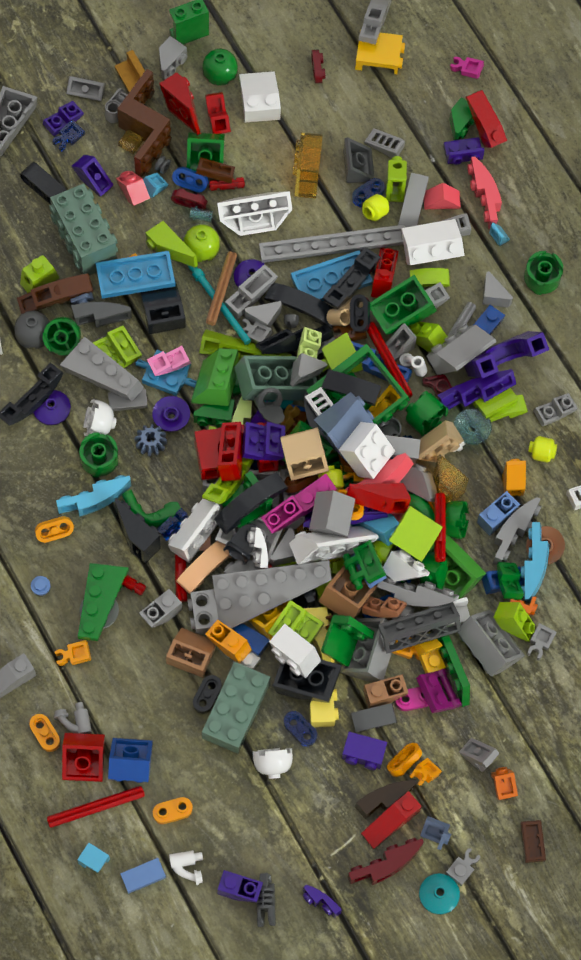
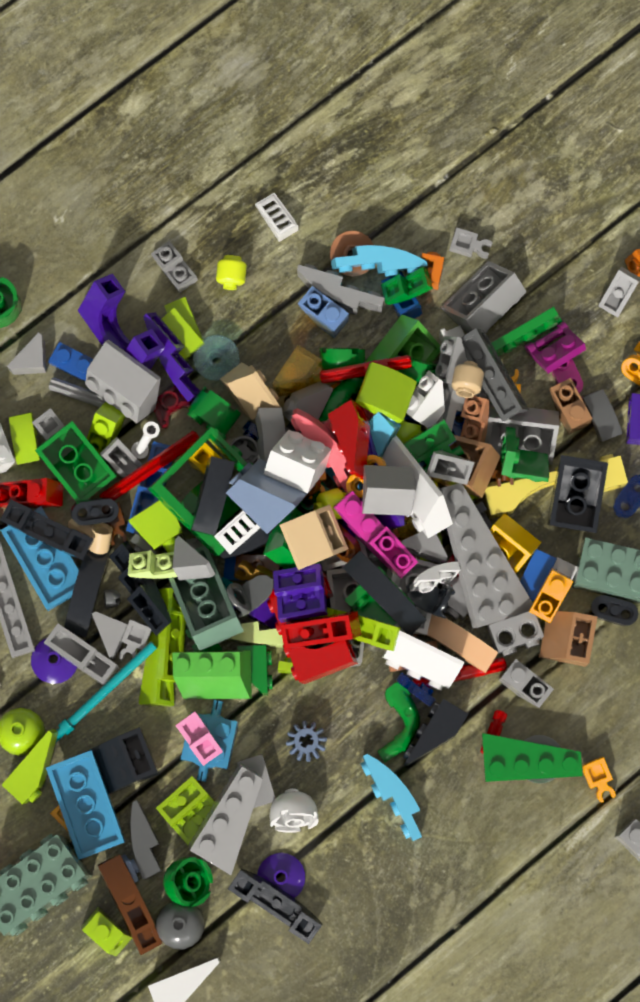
camera: 95 degrees left, 10 degrees up
(40, 585) = (521, 838): medium blue plate -> none
(54, 530) = (446, 836): light orange plate -> none
(99, 464) = (354, 800): green brick -> none
(167, 406) = (257, 713): dark purple dish -> none
(221, 288) = (84, 691): medium nougat axle -> none
(294, 651) = (561, 508): white brick -> none
(299, 621) = (521, 517): lime slope -> none
(344, 568) = (450, 467): none -> light grey slope
(416, 600) = (467, 379): none -> tan head
(430, 655) = (518, 361): yellow slope -> none
(514, 477) = (276, 298): light orange slope -> none
(514, 620) = (453, 274): lime slope -> none

